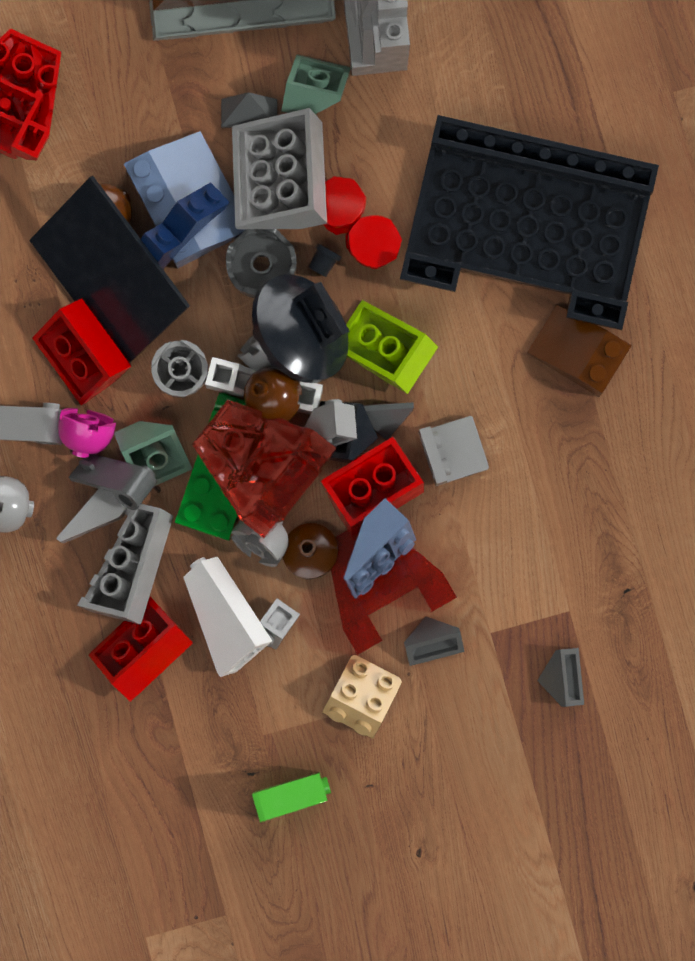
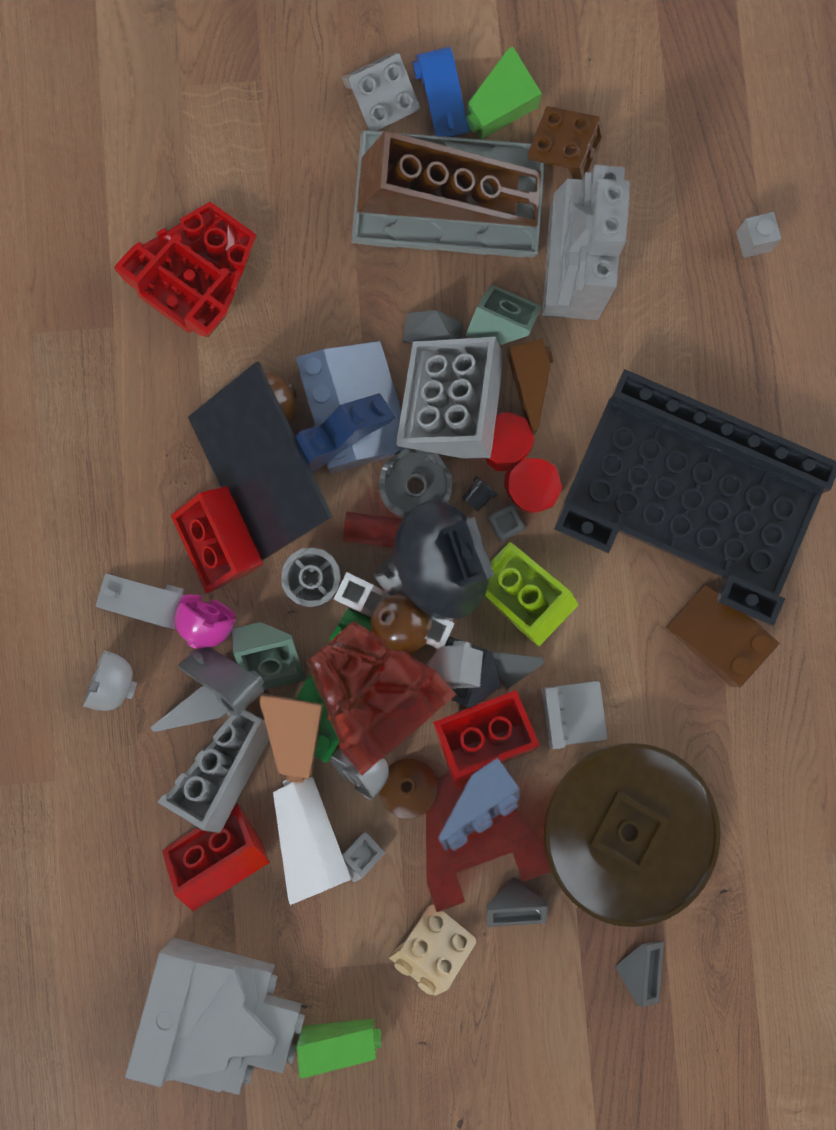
camera: 10 degrees right, 0 degrees up
(169, 796) = (212, 1020): none -> light grey panel
(192, 515) = (293, 734): none -> nougat slope
(226, 313) = (370, 529): none -> clear red plate
(350, 132) = (530, 373): none -> reddish brown slope
(355, 282) = (506, 523): none -> dark grey tile
(566, 540) = (672, 844): none -> dark brown dish

